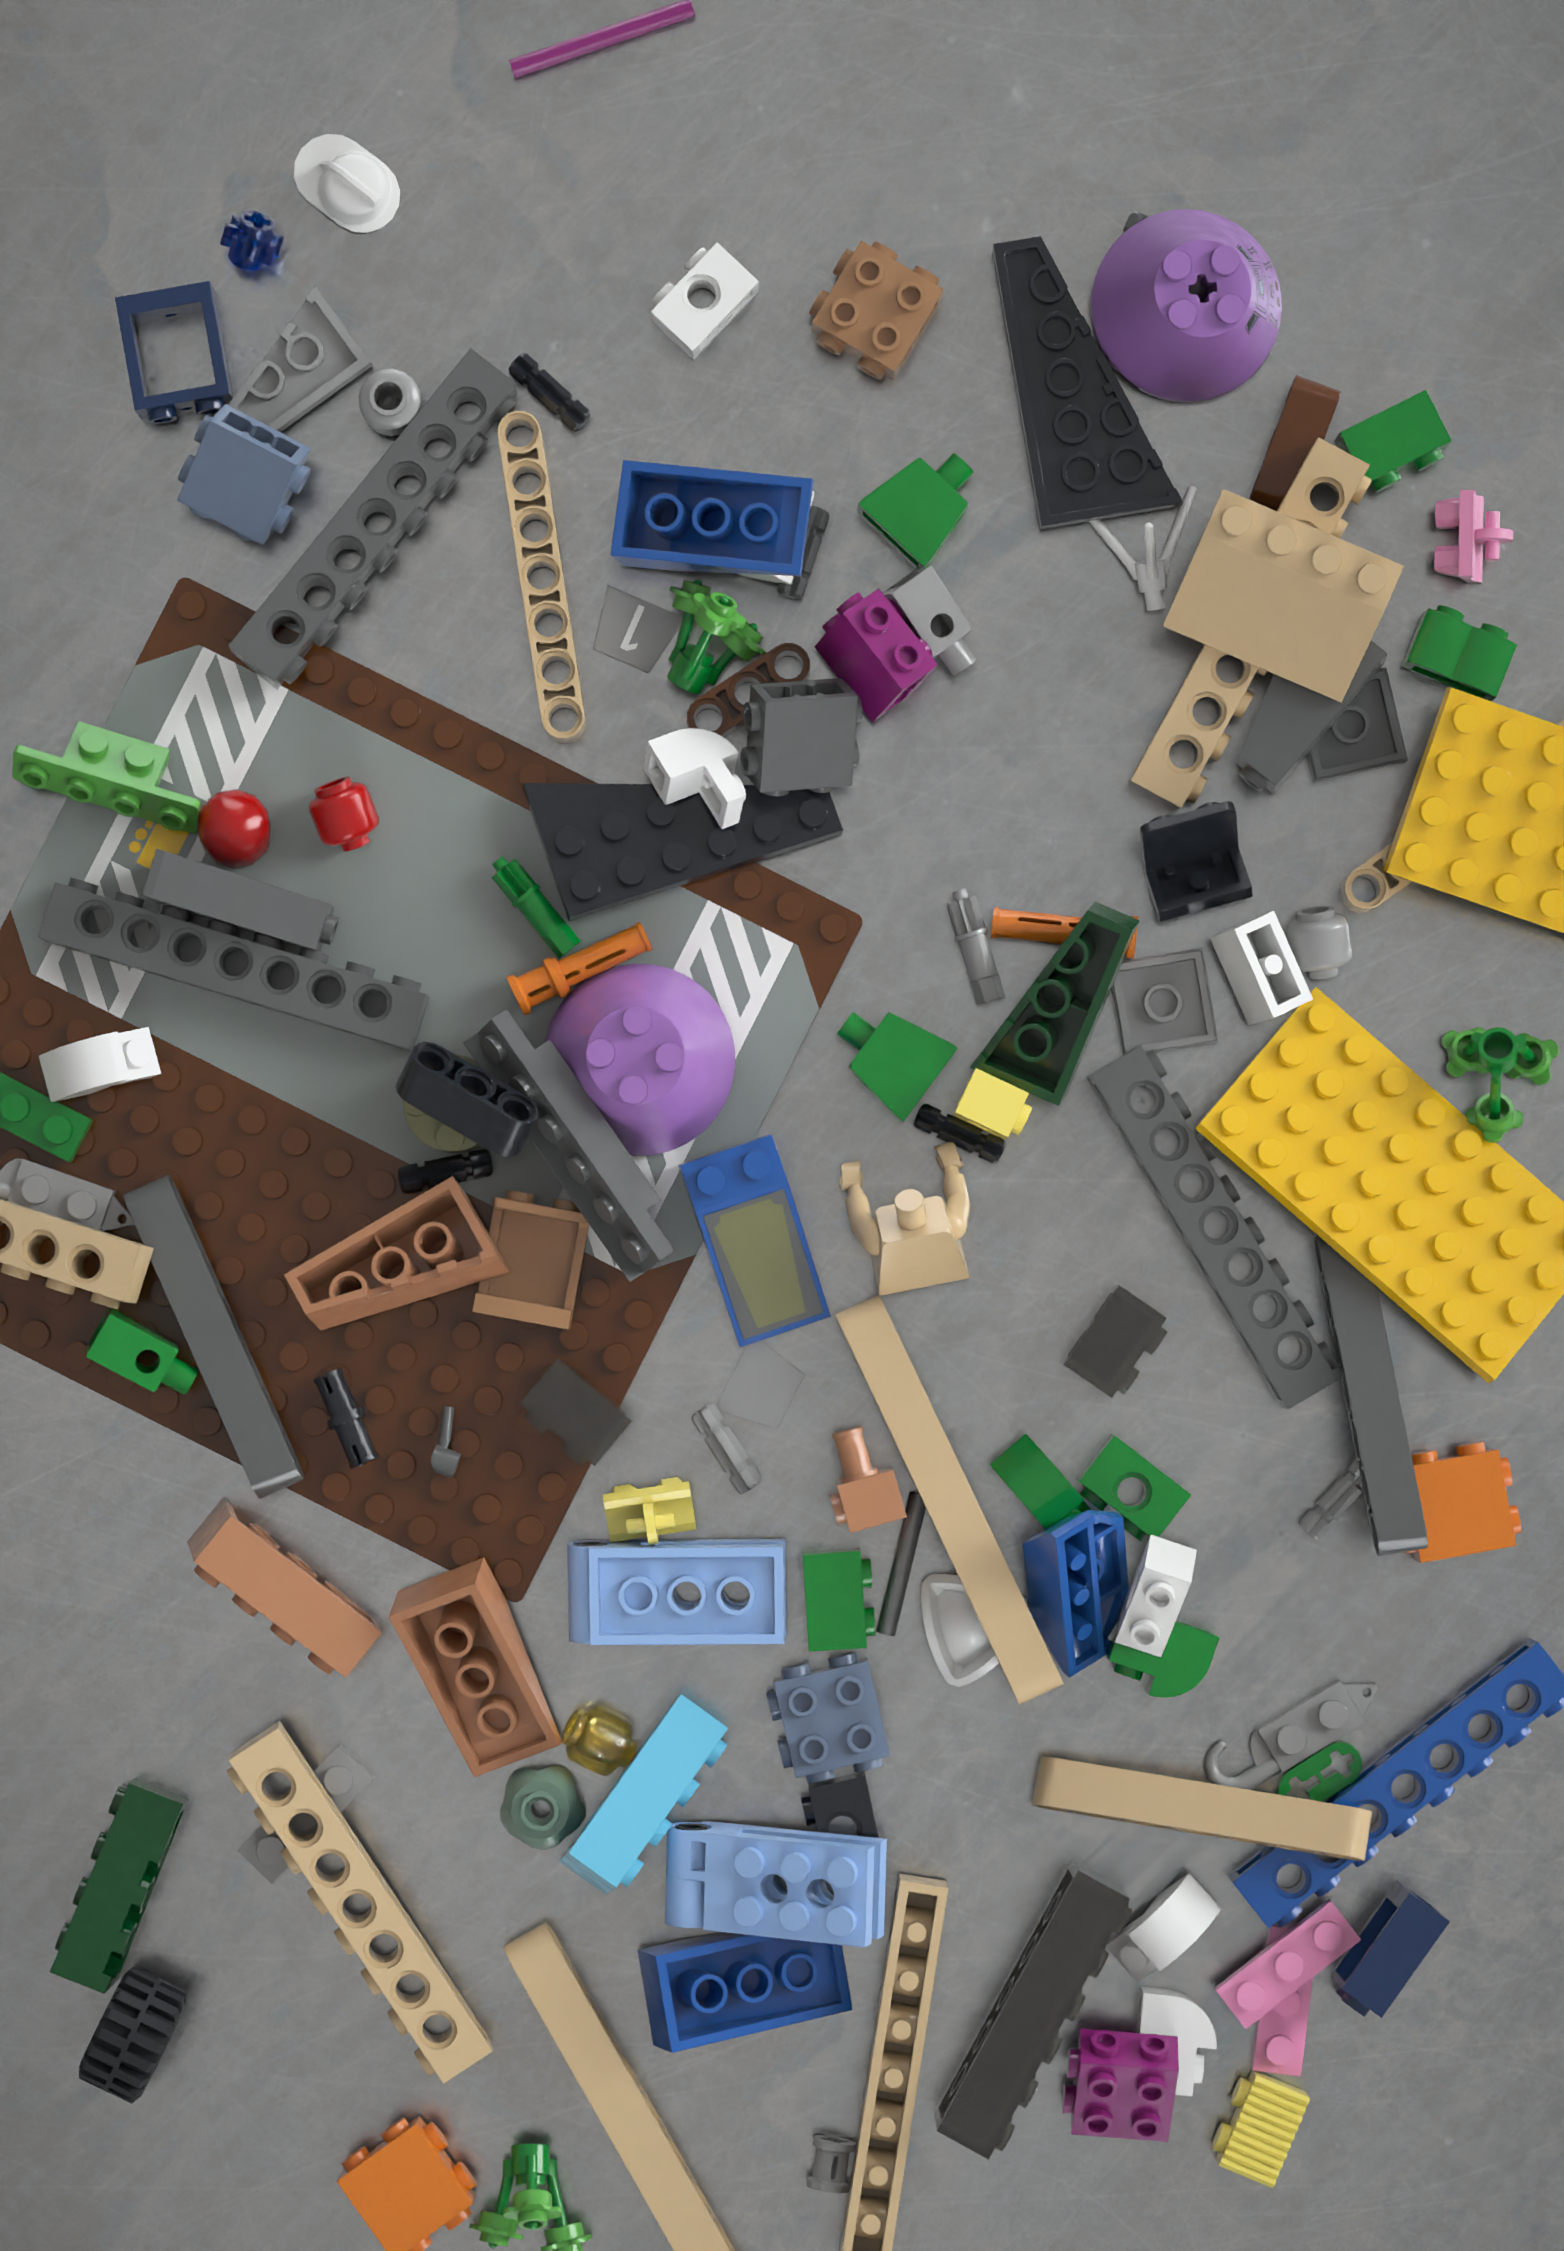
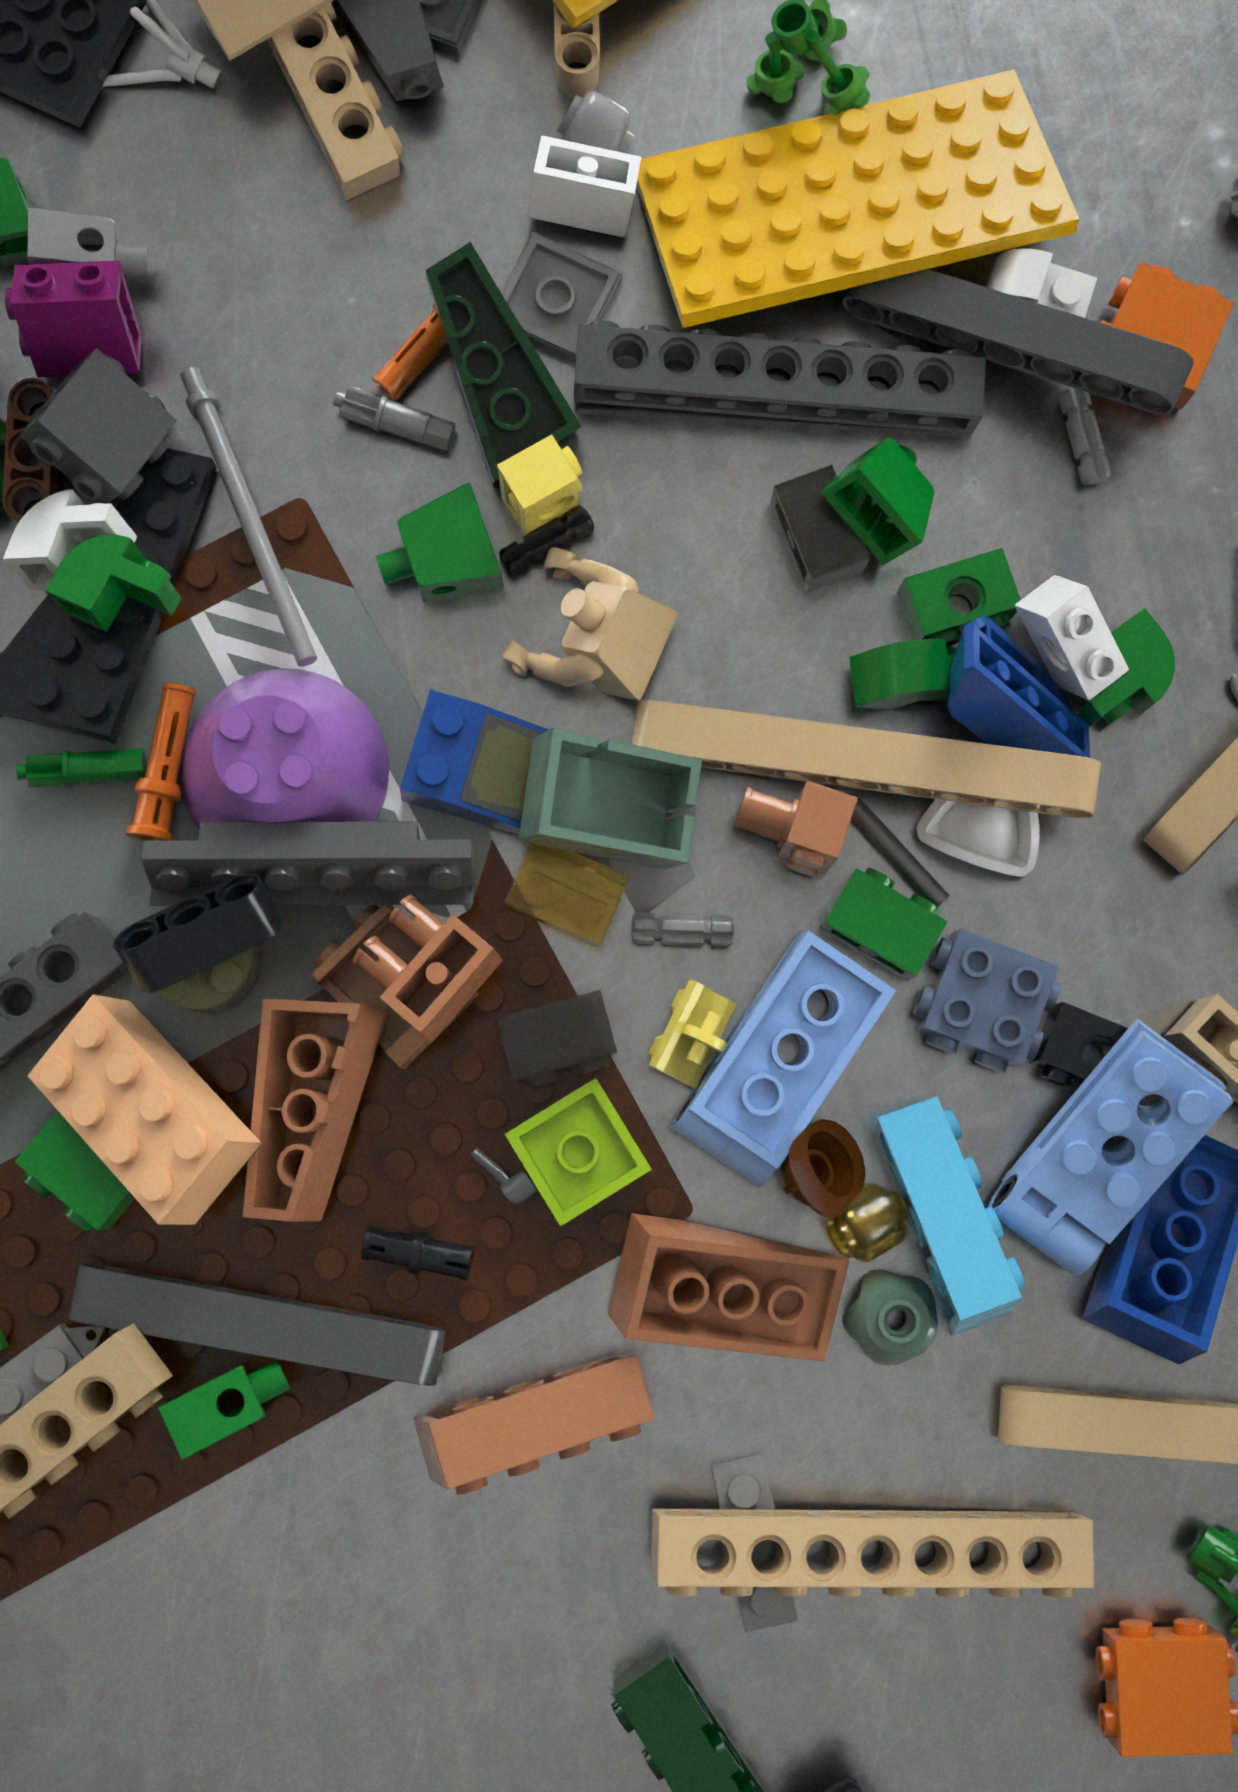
camera: 60 degrees left, 5 degrees down
(234, 1127) = (68, 1168): none -> green brick
(311, 1145) = (144, 1110): none -> light nougat brick
(435, 1171) = (244, 1041): black axle -> none
(502, 1486) = (578, 1152): none -> lime plate
(553, 1299) = (439, 977): none -> nougat brick
(615, 1680) = (824, 1168): none -> reddish brown piece
(686, 823) = (102, 574): none -> green brick
(693, 1340) = (566, 892): none -> clear yellow plate
(781, 1328) = (610, 799): none -> sand green piece
(882, 789) = (203, 404): none -> light grey bar
(1167, 1376) = (883, 499): none -> green torso
(1194, 860) = (446, 182): black bracket -> none
(1424, 1384) = (1036, 279): none -> white brick

